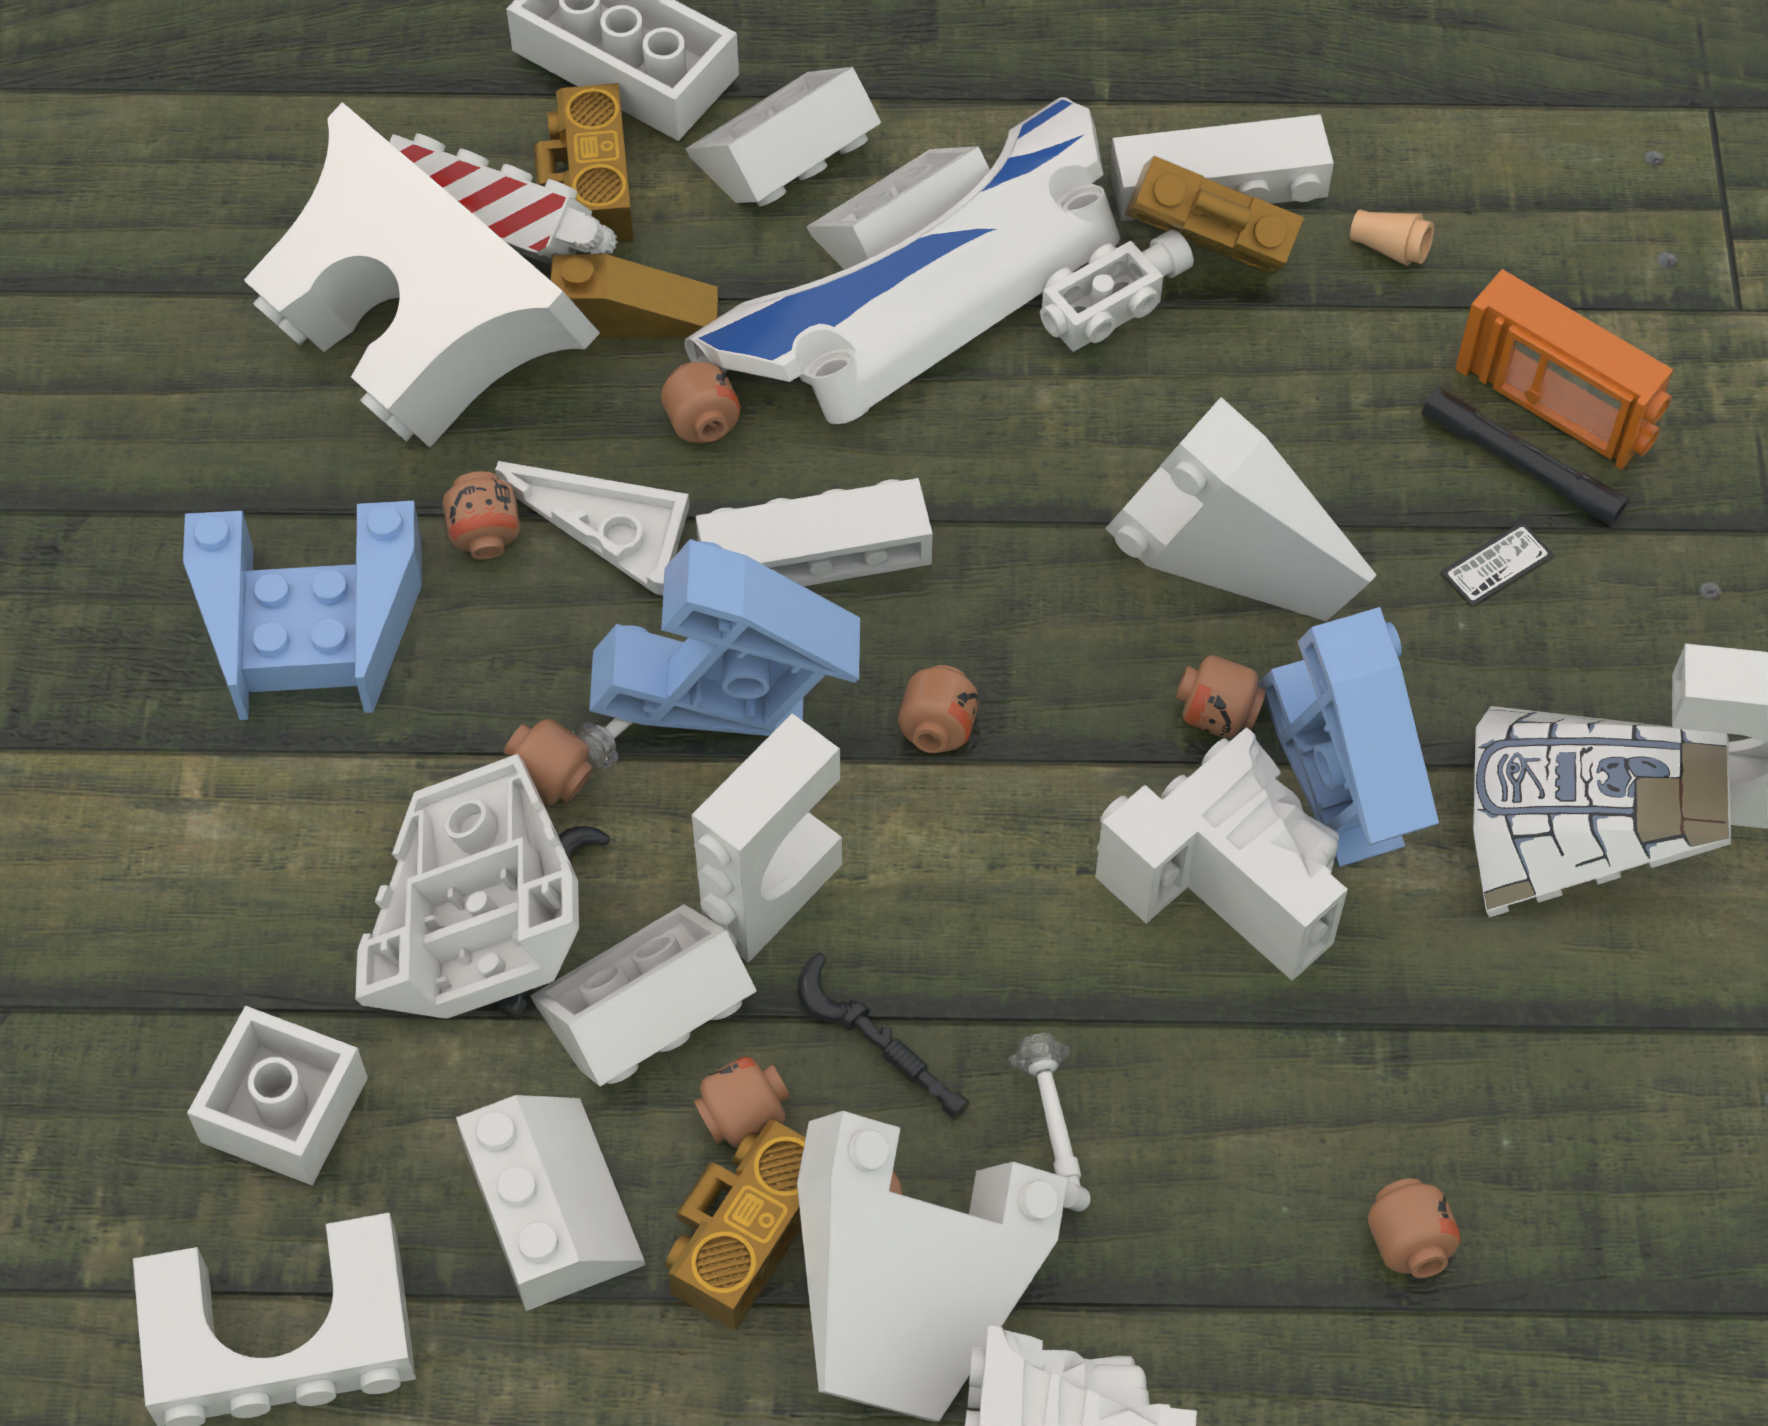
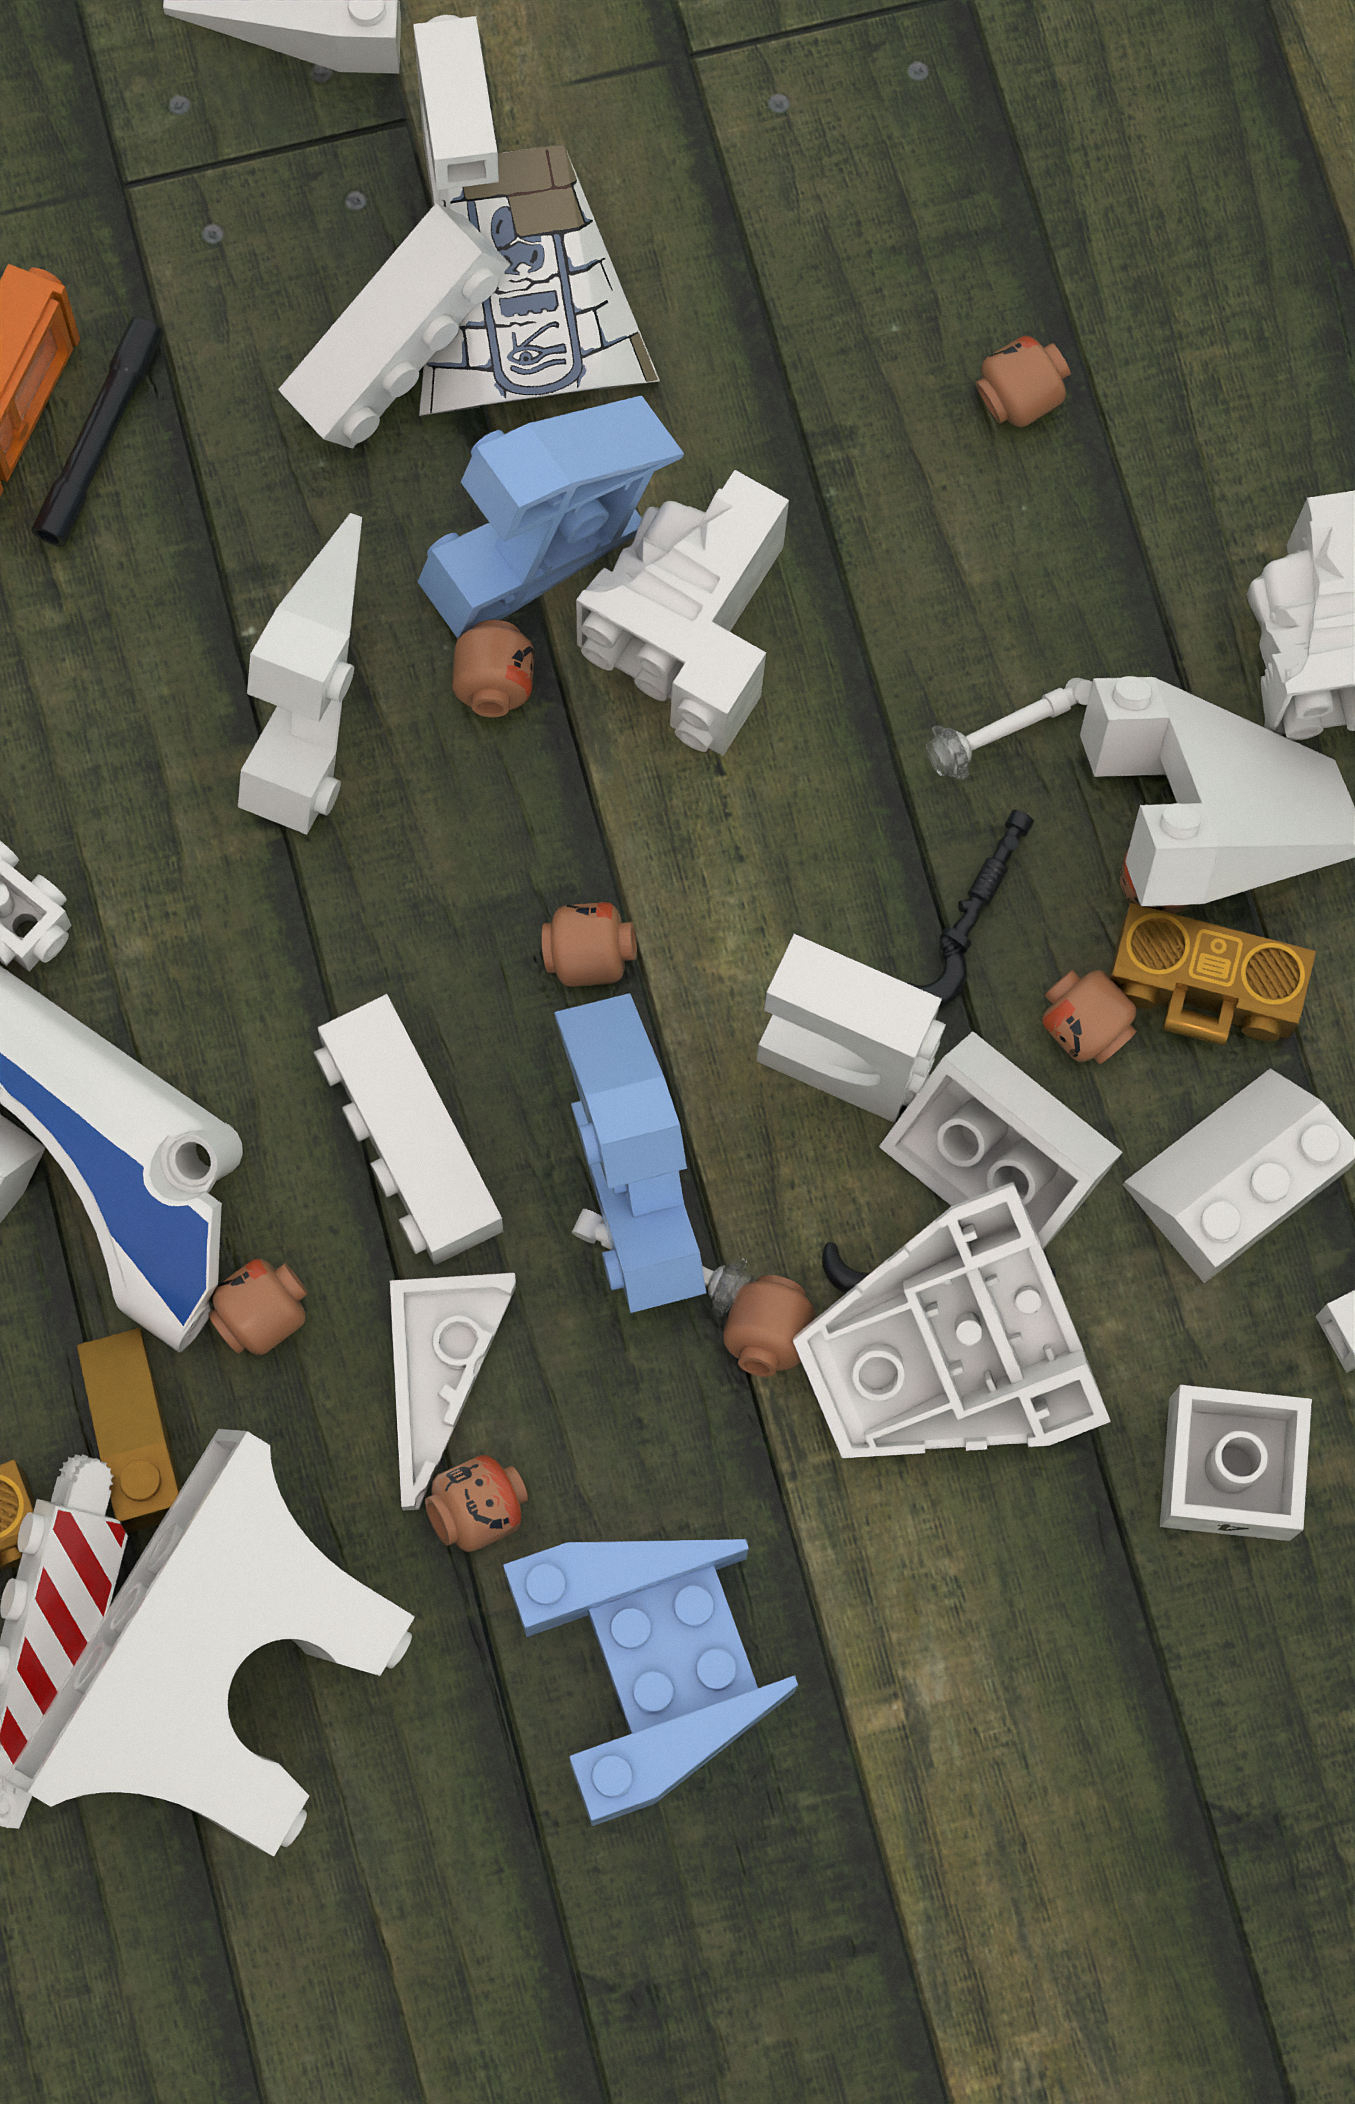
camera: 110 degrees left, 15 degrees up
(1497, 563) = (235, 440): sticker -> none
(1566, 666) = (394, 327): none -> white brick

